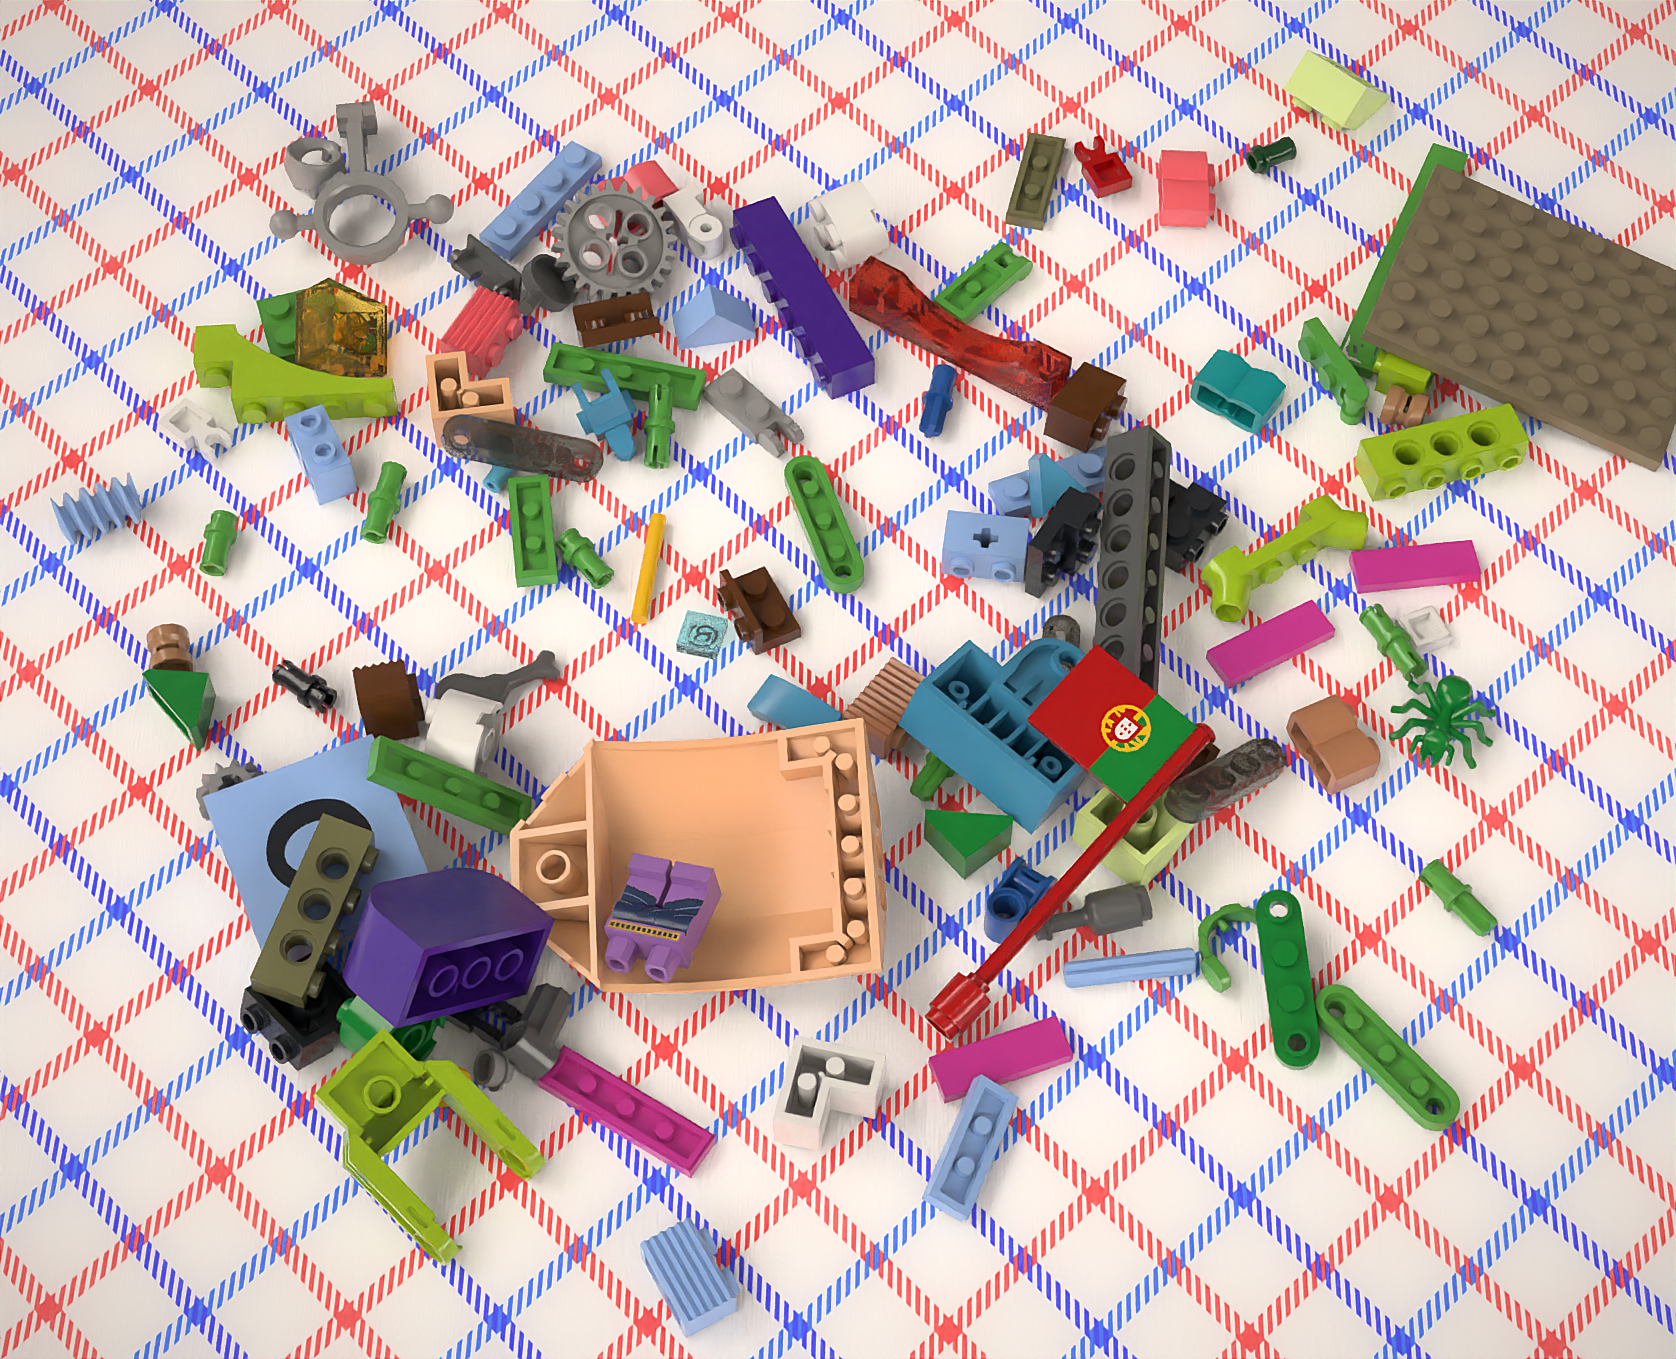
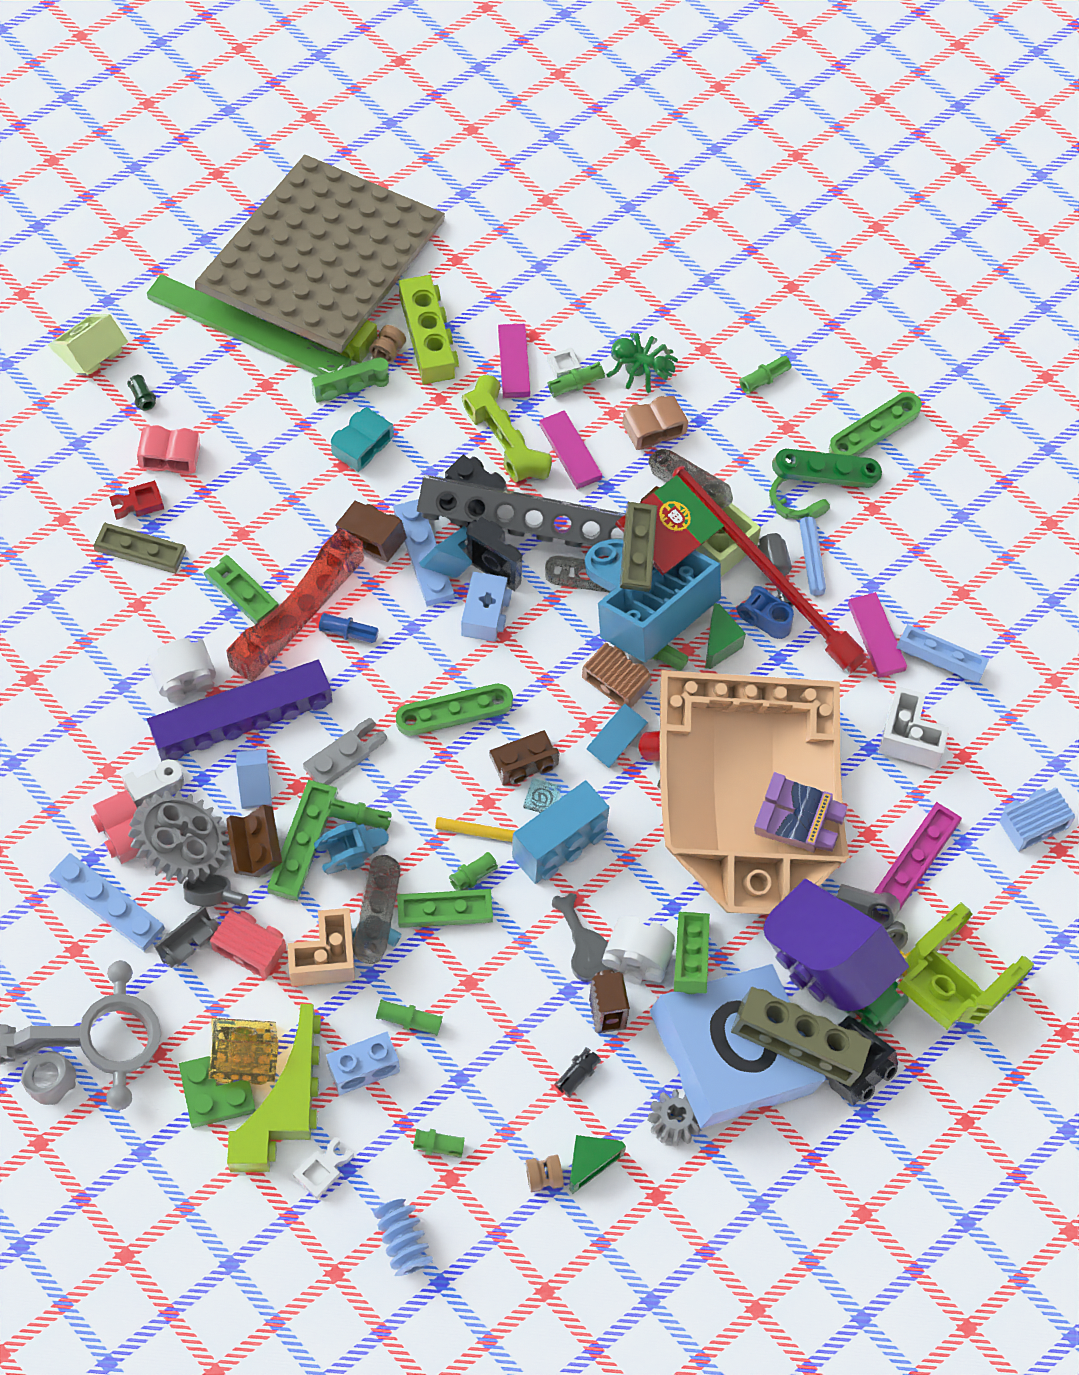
camera: 90 degrees left, 5 degrees up
(632, 639) = (560, 832): none -> dark azure brick
(1057, 673) = (638, 546): none -> olive tile

